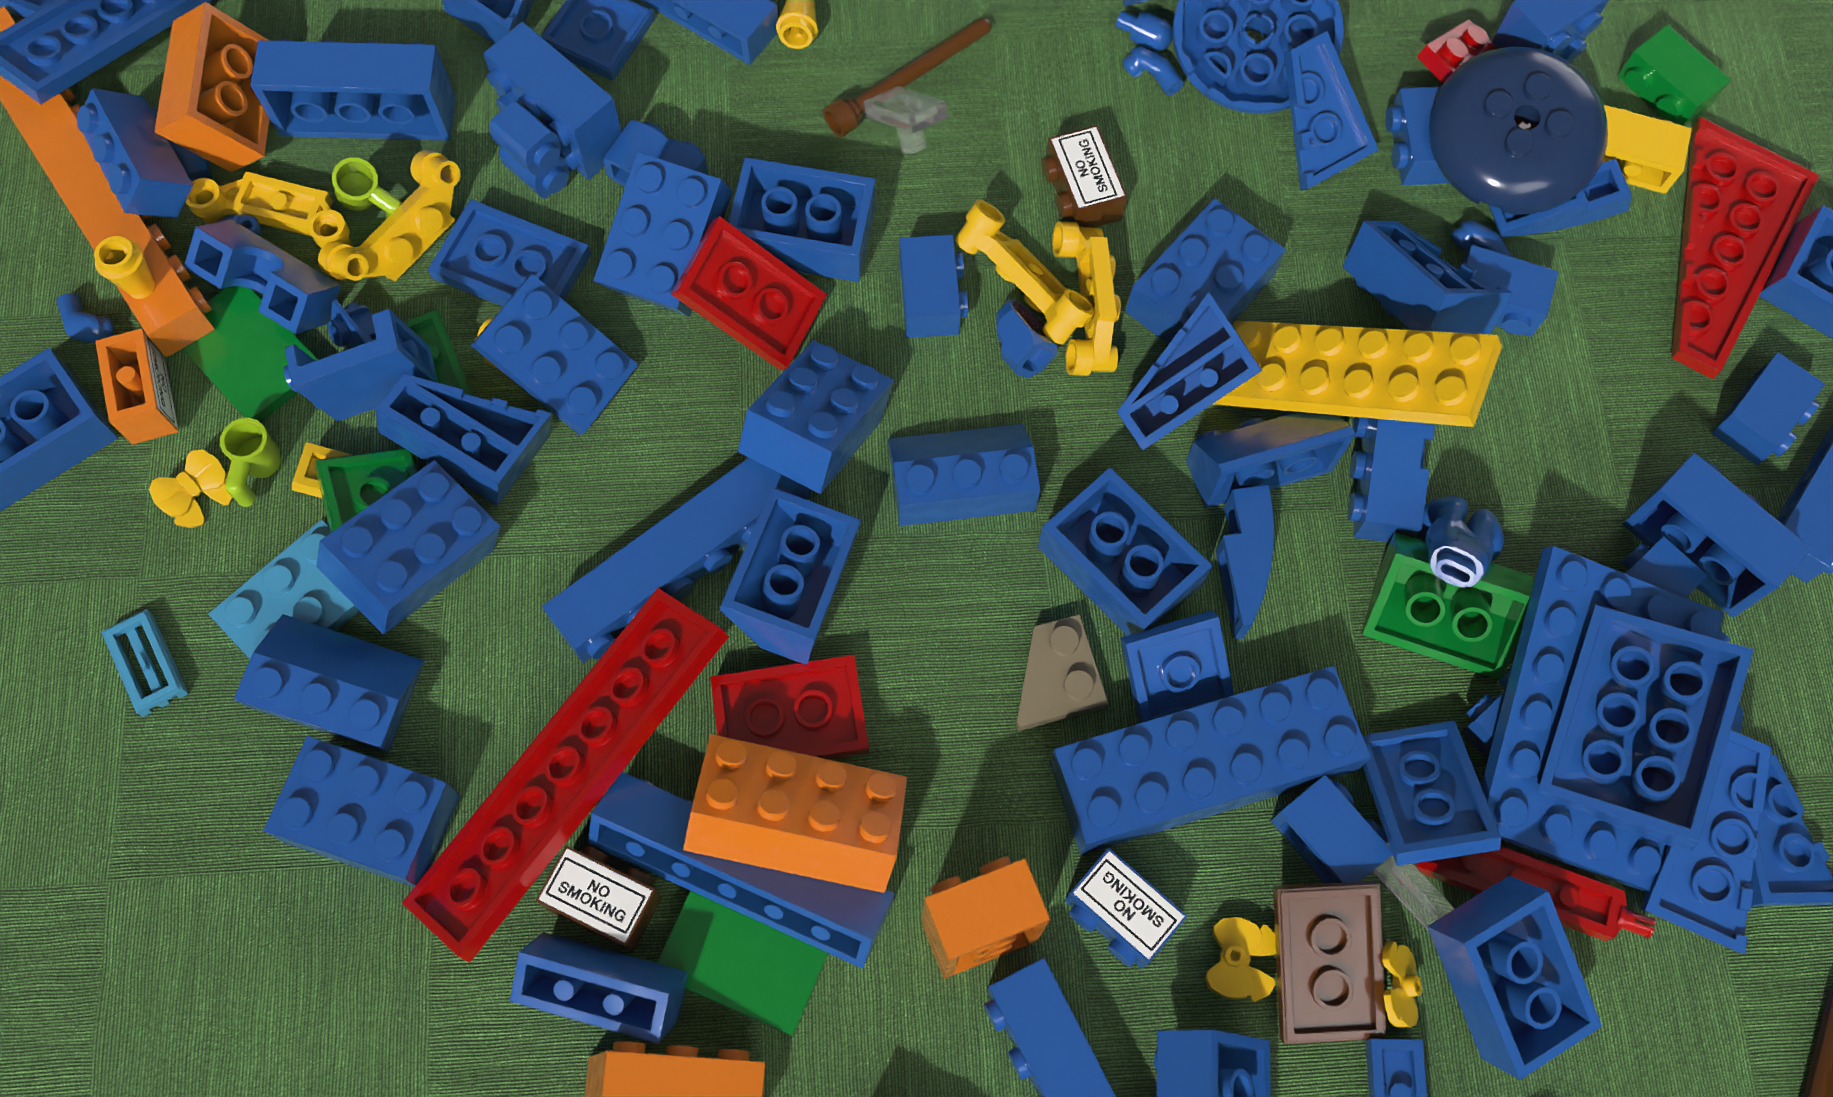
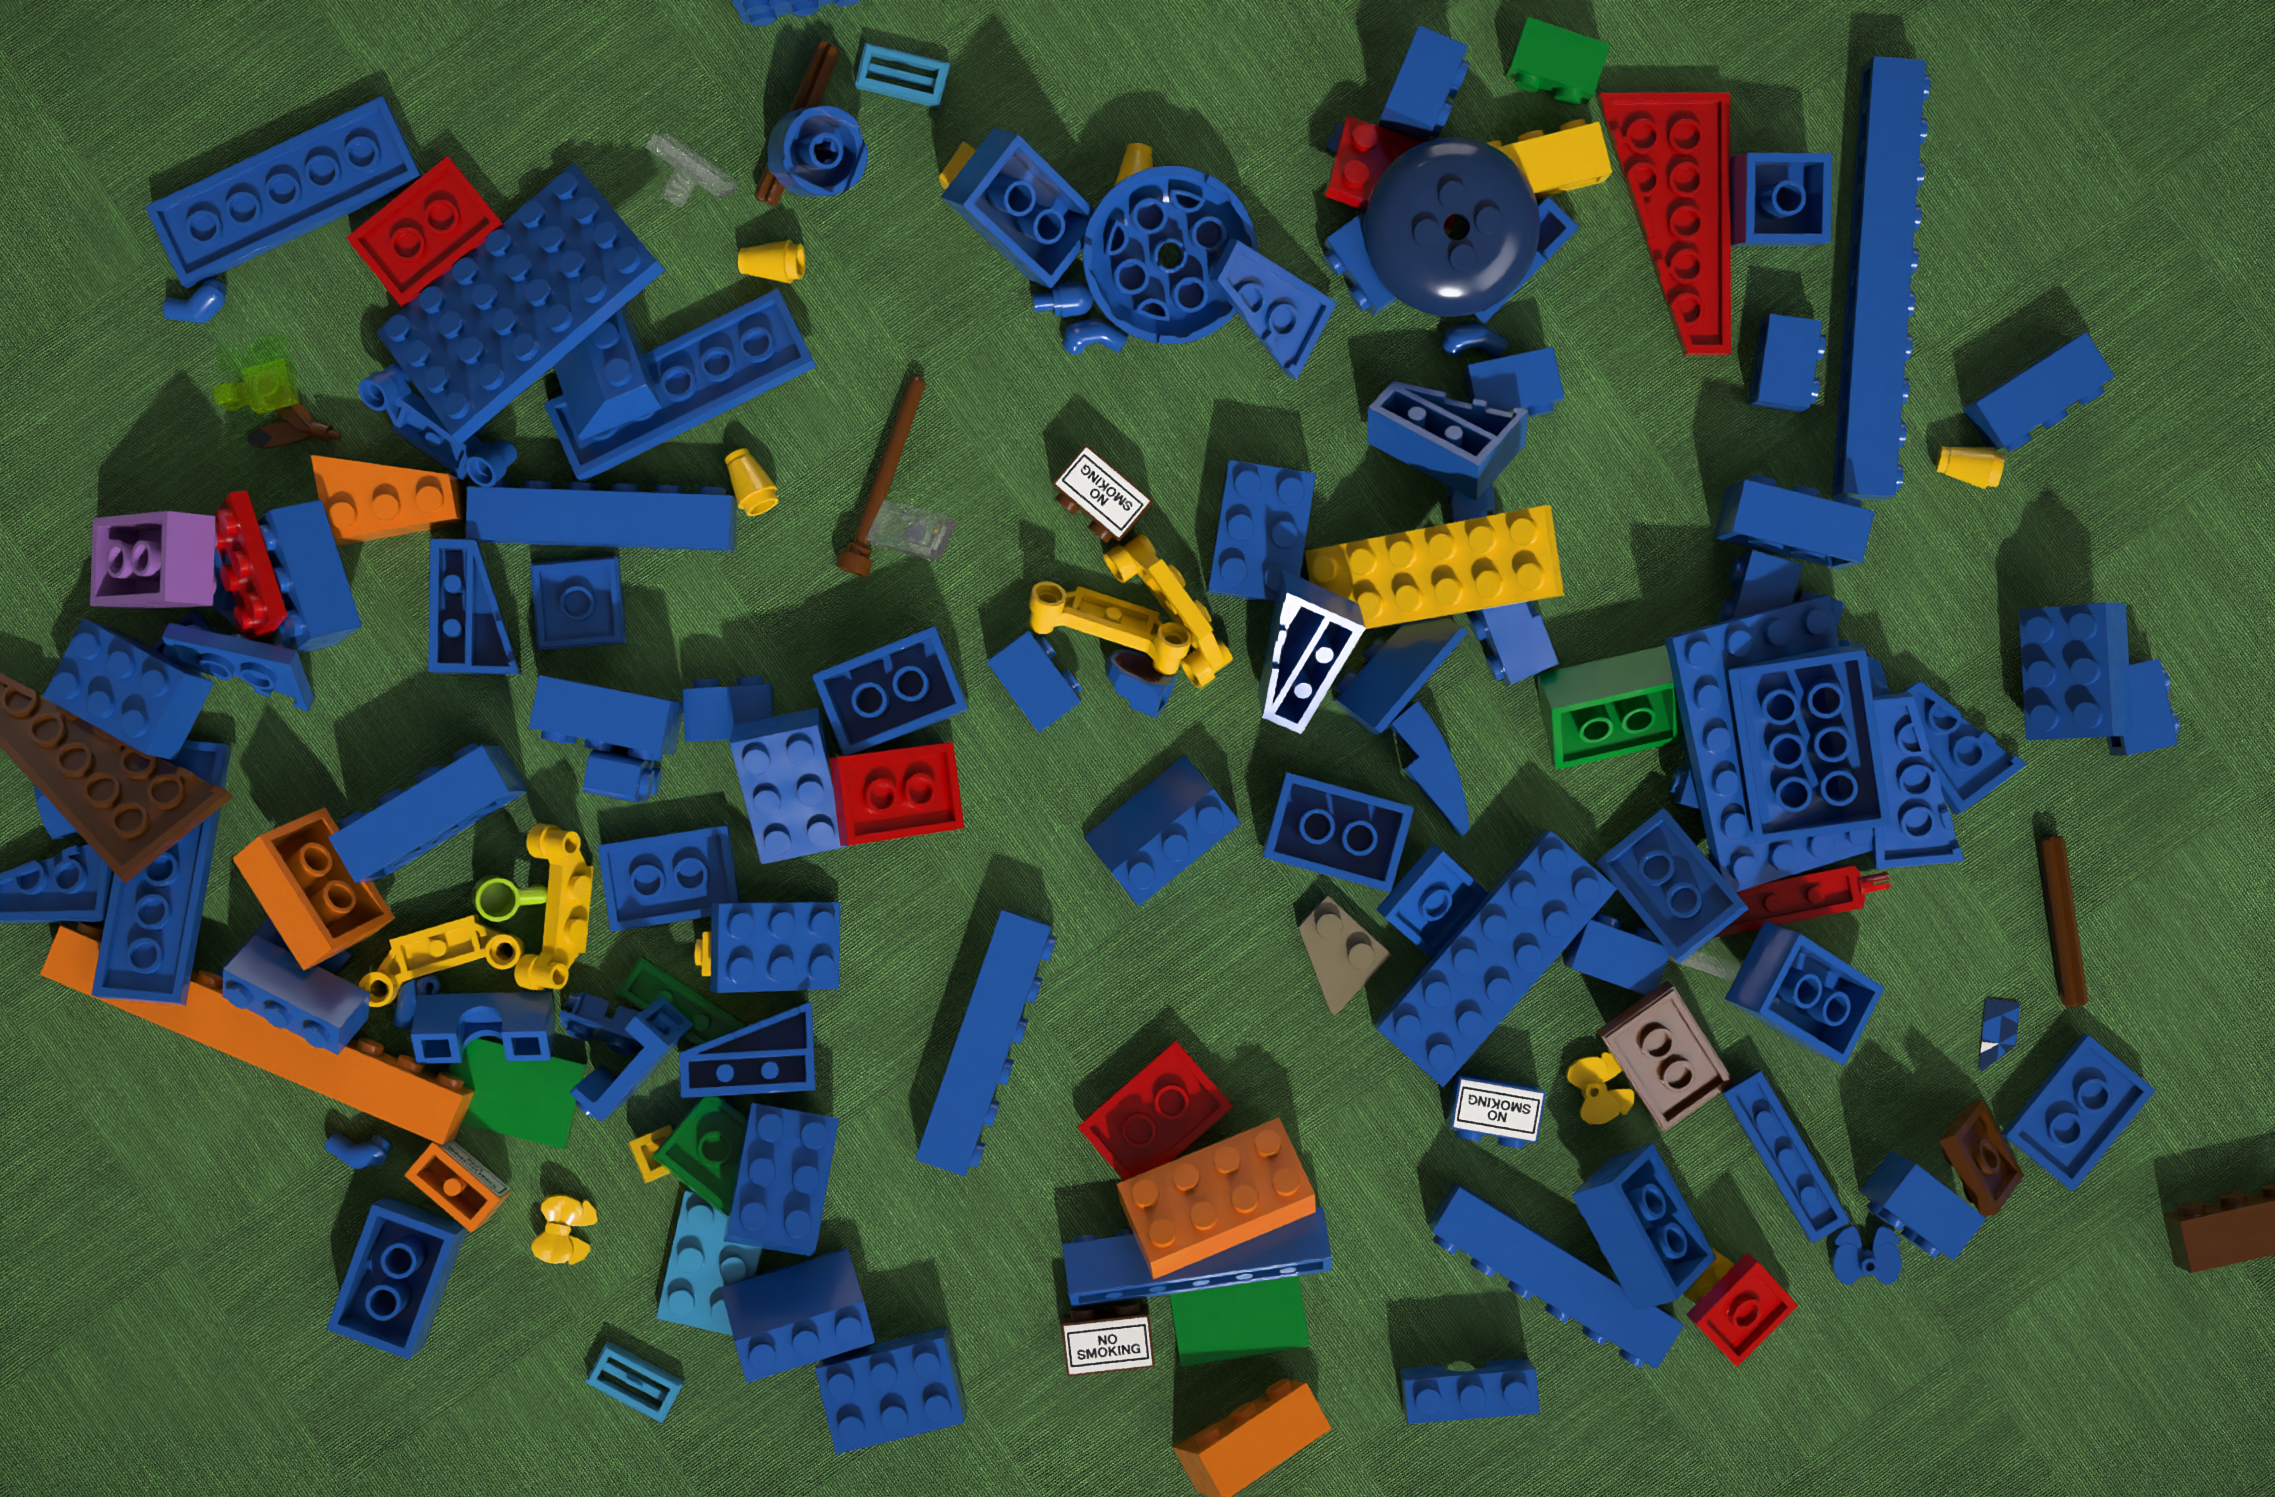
camera: 30 degrees left, 20 degrees up
(124, 265) = (380, 1112): yellow cone -> none
(251, 453) = (586, 1179): lime piece -> none
(563, 774) = (1022, 1267): red plate -> none
(599, 987) = (1154, 1405): blue brick -> none
(789, 574) = (1090, 1015): blue slope -> none
(815, 416) = (1024, 871): blue brick -> none
(983, 916) = (1401, 1195): orange brick -> none
(1400, 999) = (1717, 1024): yellow piece -> none
(1456, 550) = (1600, 682): blue piece -> none

